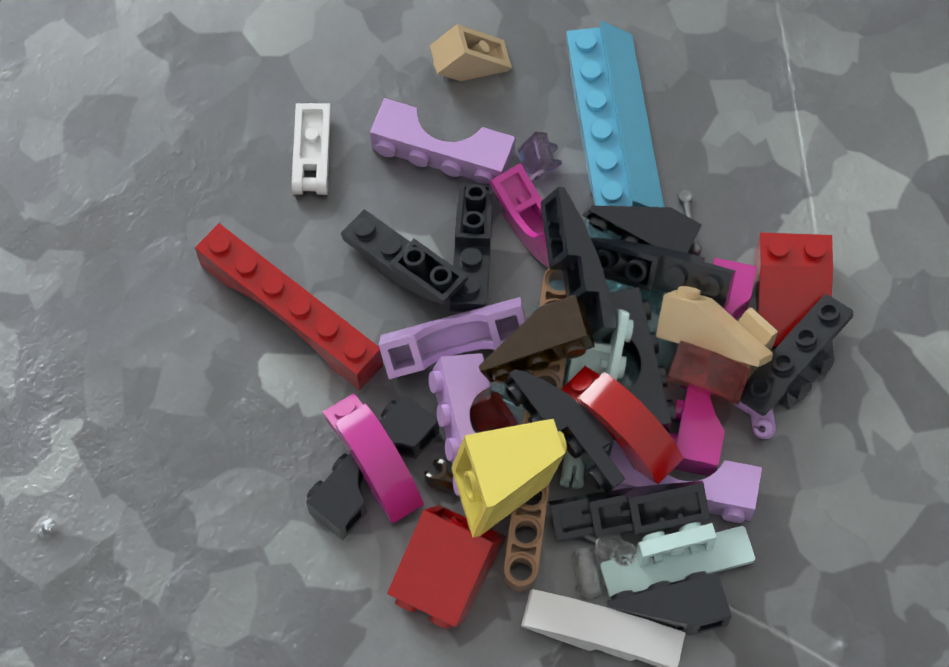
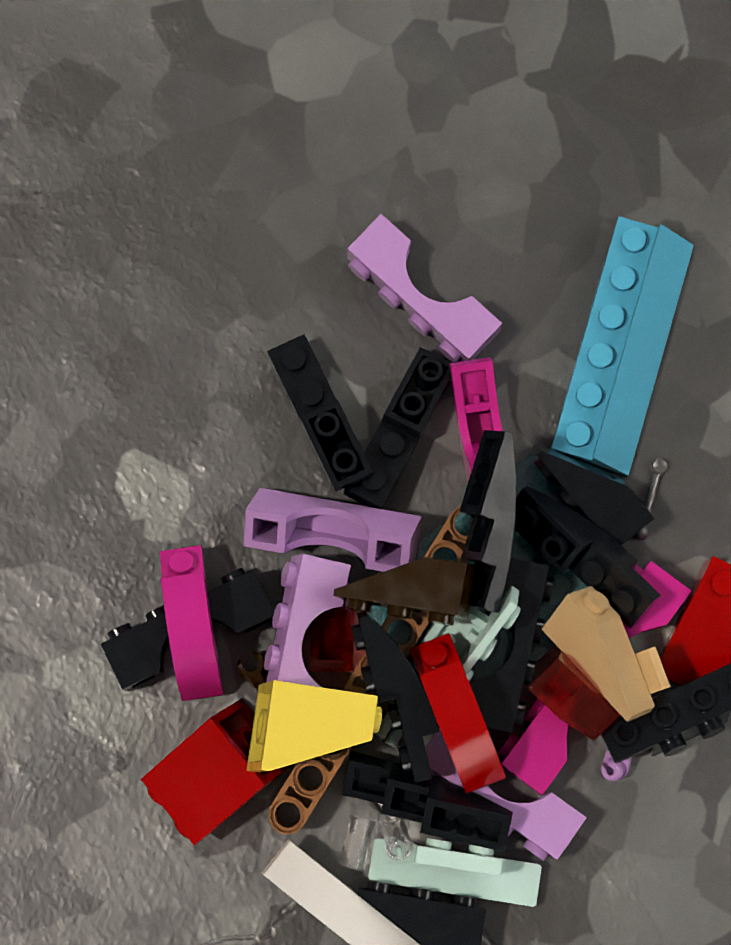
camera: 20 degrees right, 15 degrees up
(311, 147) = (280, 232): white plate -> none
(331, 336) = (176, 411): red arch -> none
(469, 54) = (501, 196): tan slope -> none
(537, 155) = (519, 351): clear purple tile -> none

